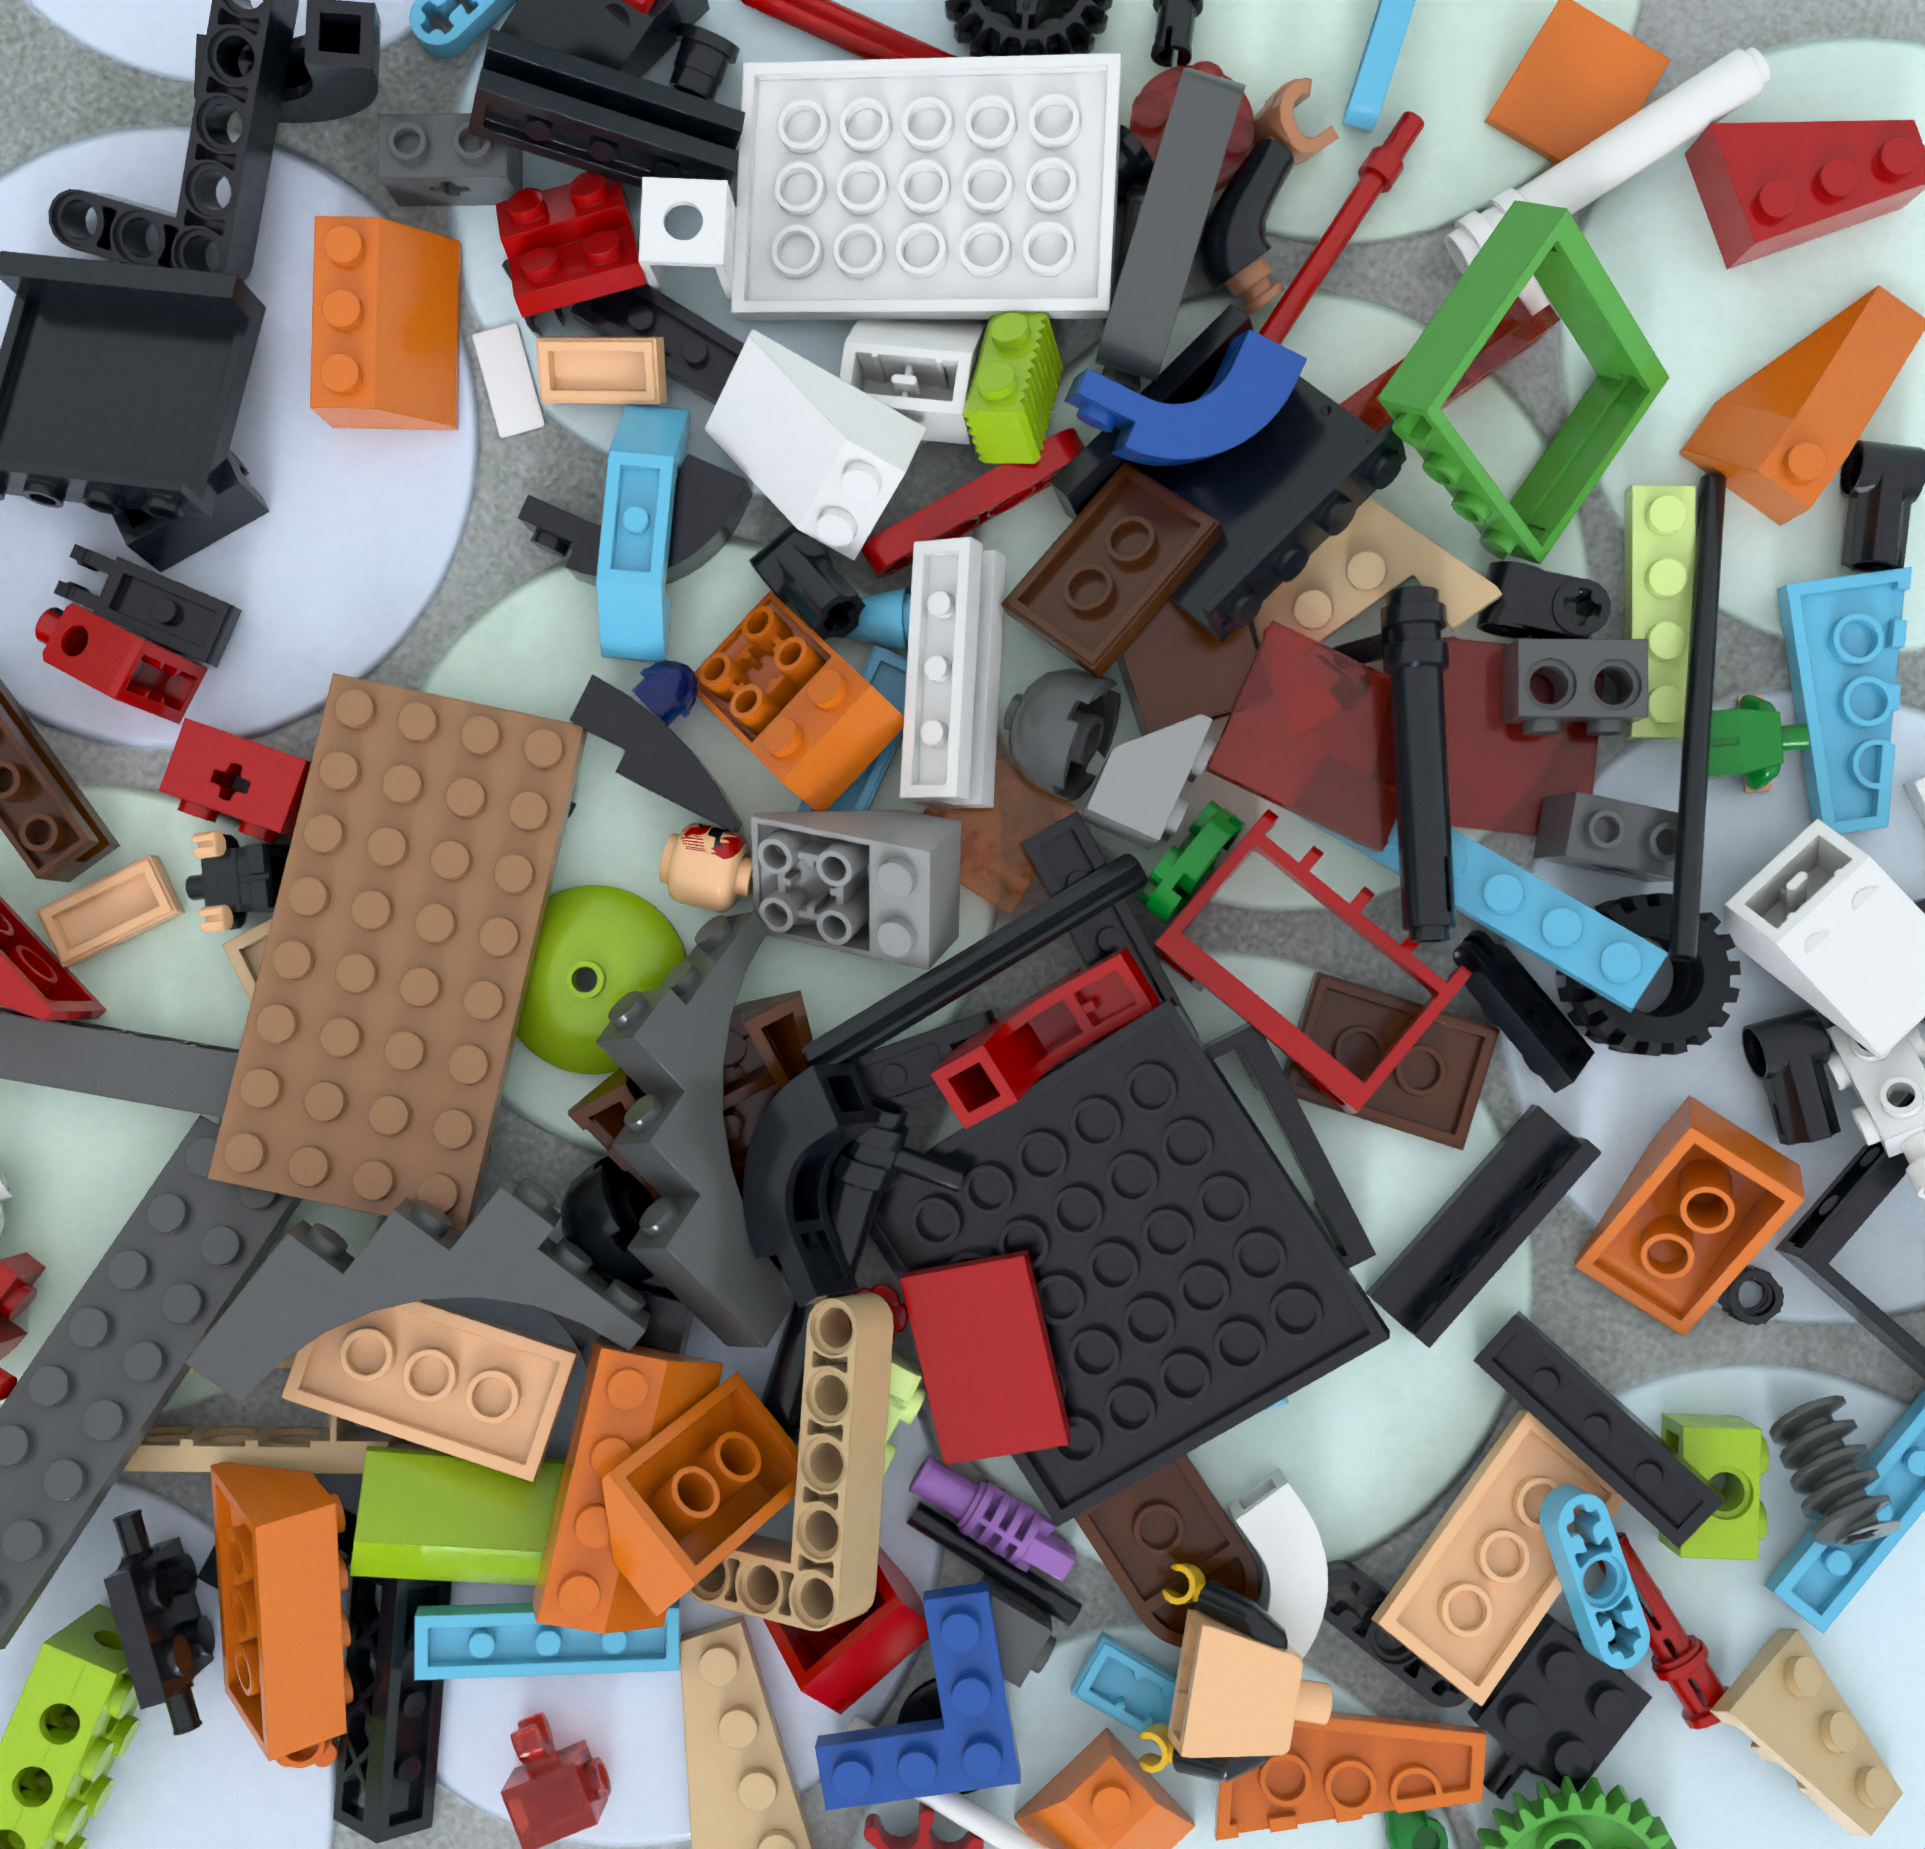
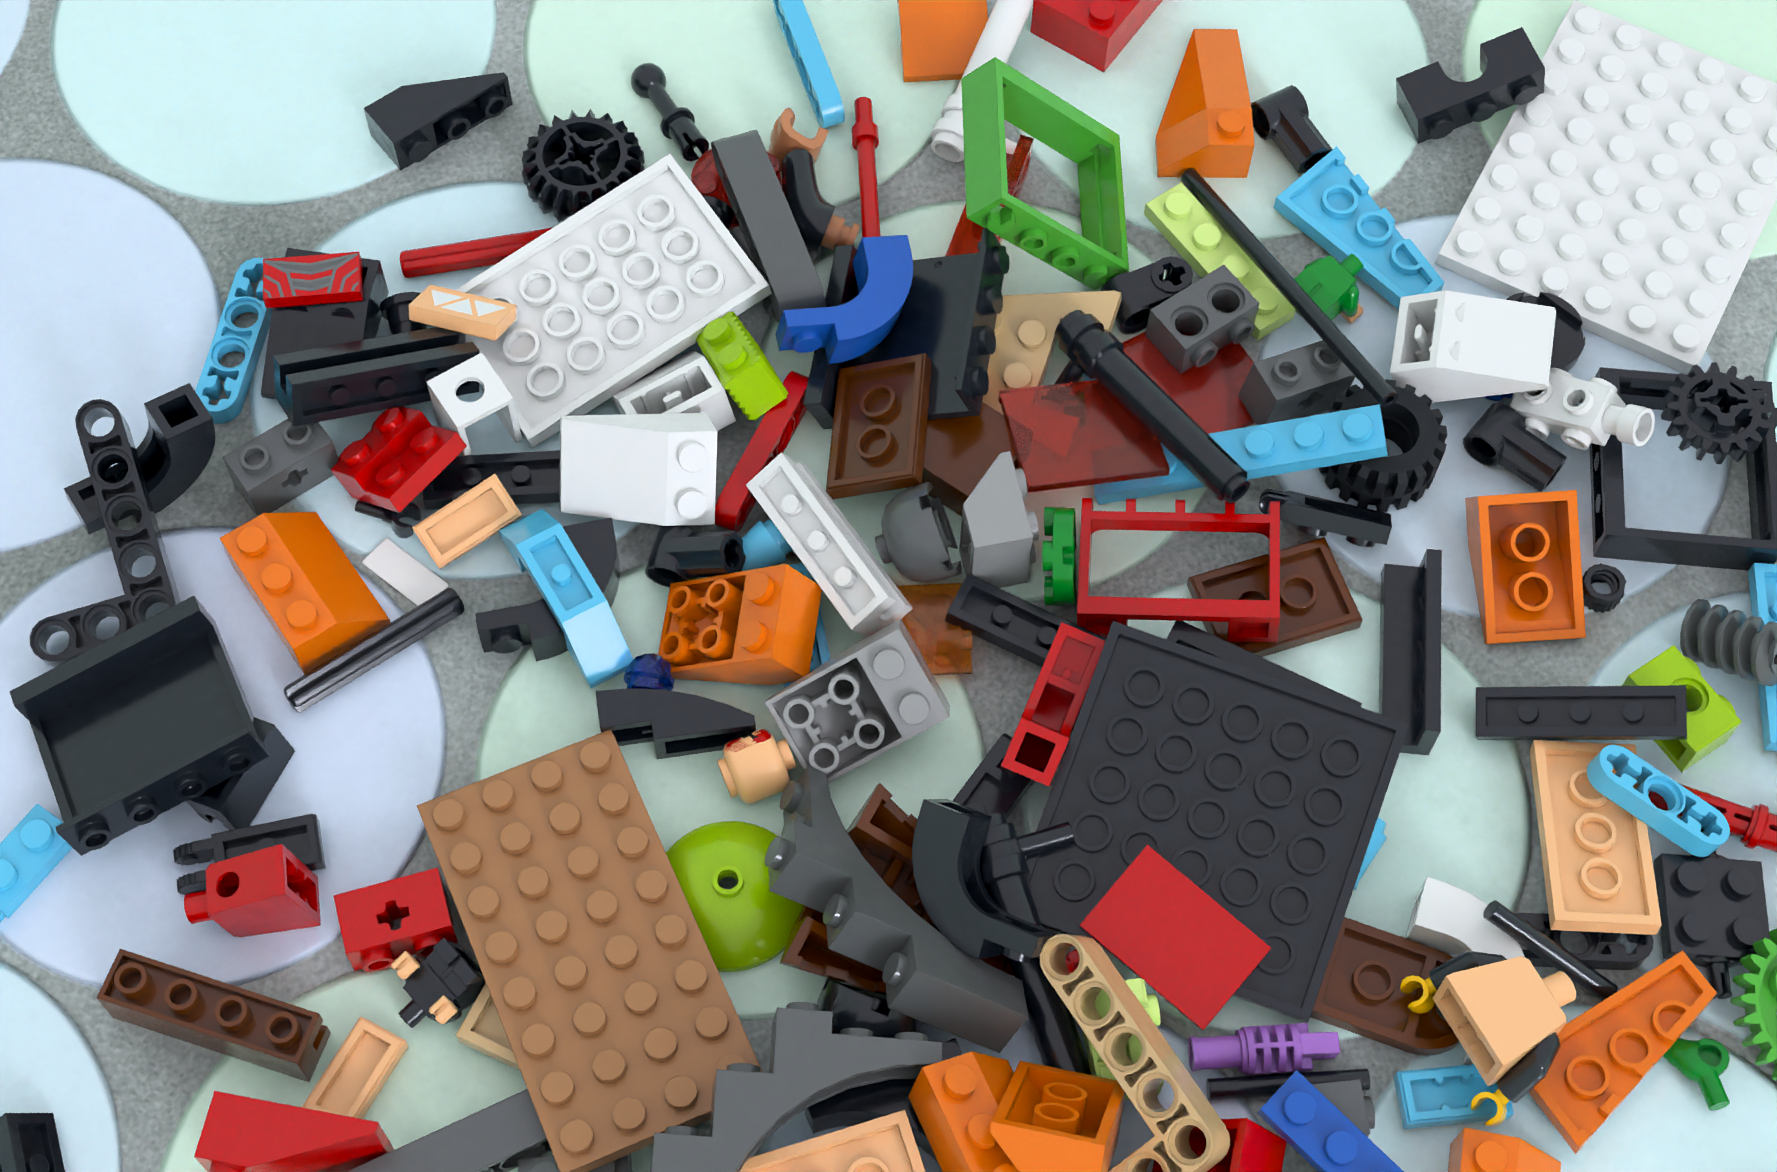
camera: 40 degrees left, 25 degrees down
(415, 452) = (373, 650): none -> black axle
(755, 103) = (462, 312): none -> light nougat tile
(977, 963) = (977, 692): black axle -> none
(1350, 1640) = (1549, 950): none -> black bar

